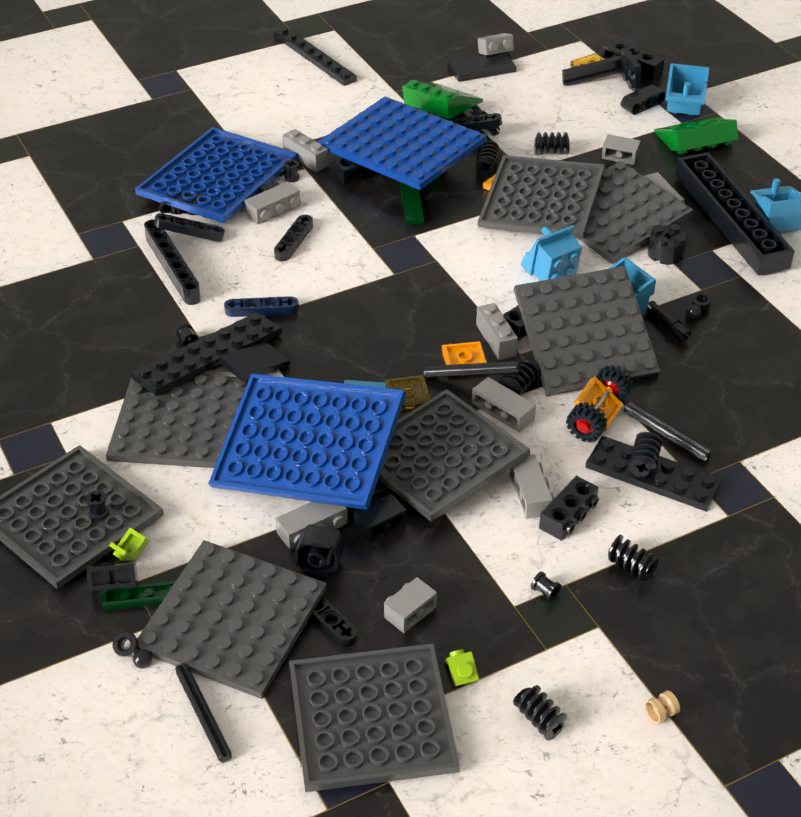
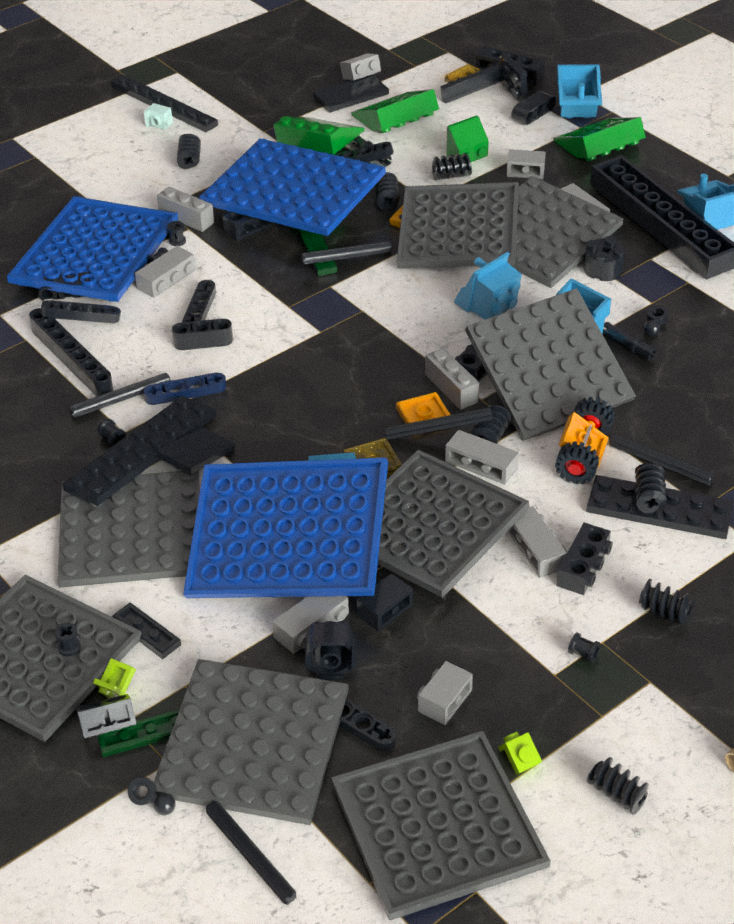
camera: 10 degrees left, 0 degrees up
(173, 512) = (153, 635): none -> black tile
(199, 305) = (115, 396): none -> black axle
(289, 261) = (202, 334): none -> black beam
(305, 66) = (158, 116): none -> light aqua brick
(322, 100) = (188, 151): none -> black piece
(435, 207) = (346, 252): none -> black axle
(519, 87) = (398, 110): none -> green slope
(572, 119) = (467, 137): none -> slope

